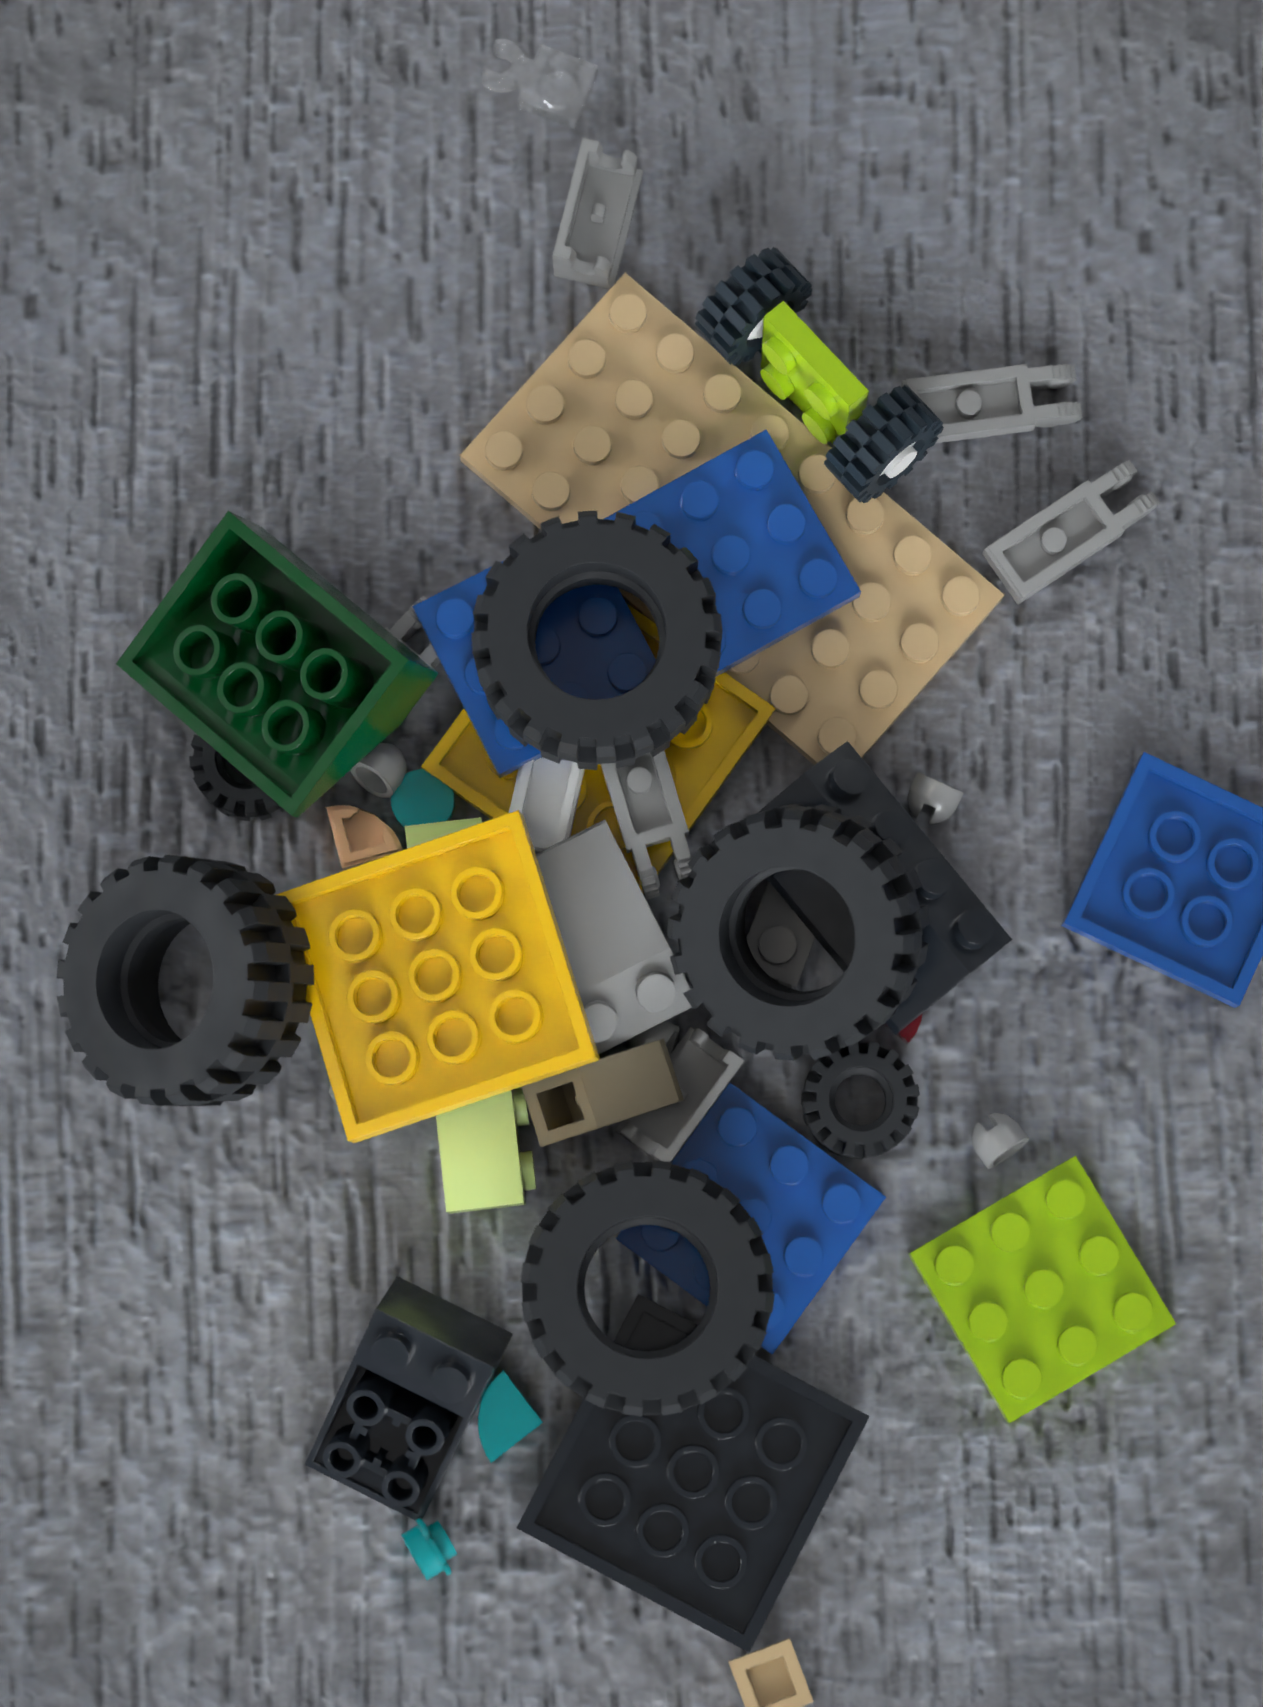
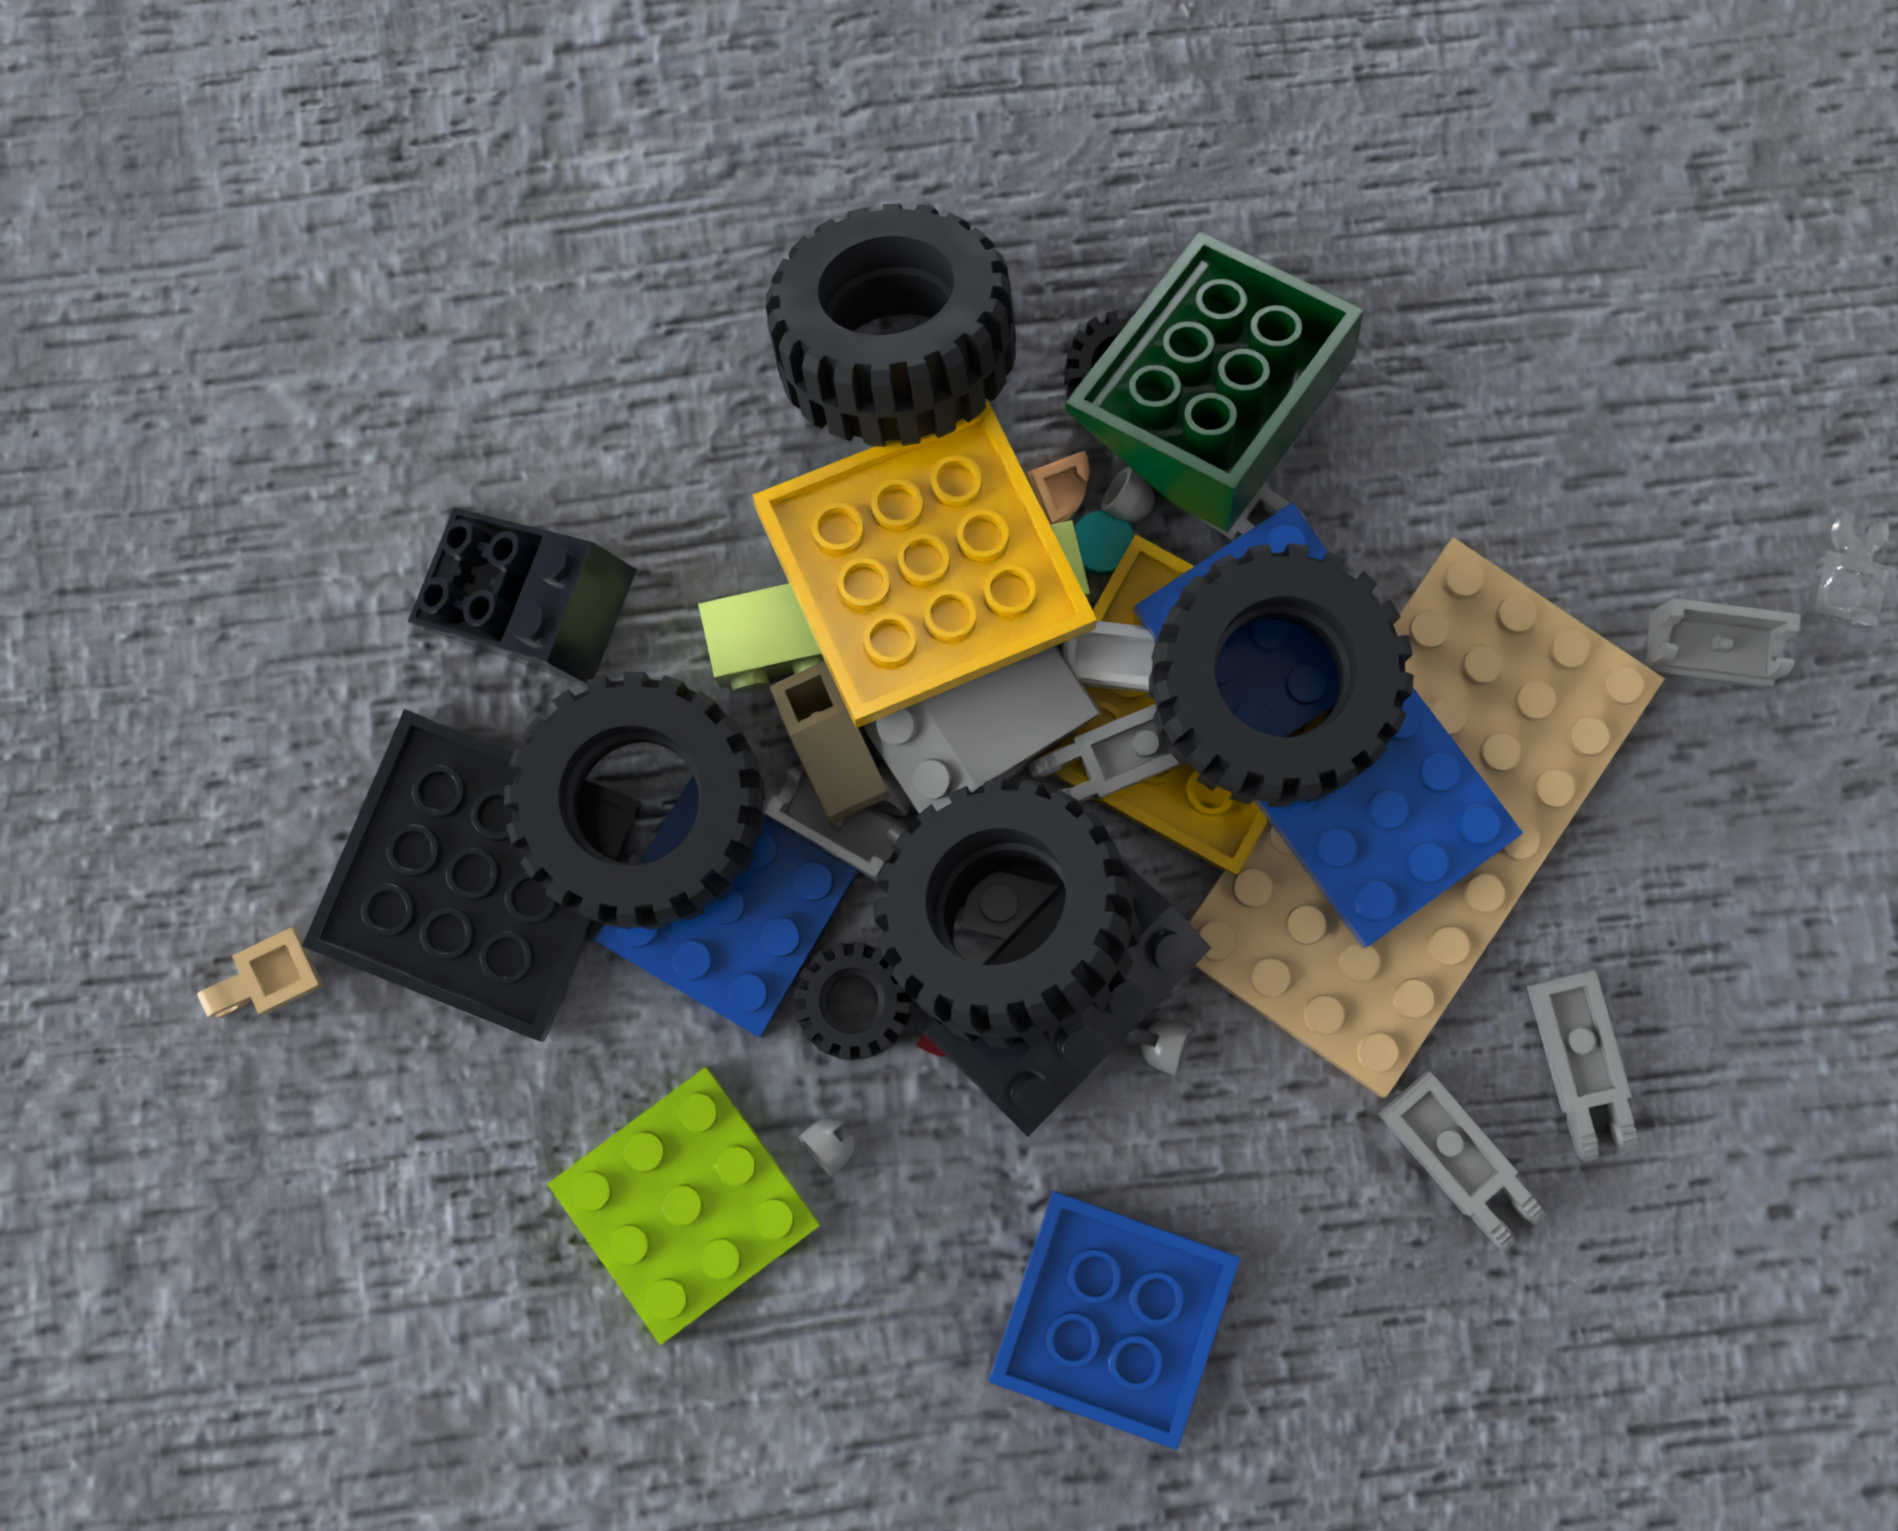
camera: 85 degrees right, 0 degrees up
(429, 1548) = (381, 630): teal plate -> none
(504, 1417) = (513, 688): teal tile -> none
(759, 314) = (1643, 814): black plate -> none

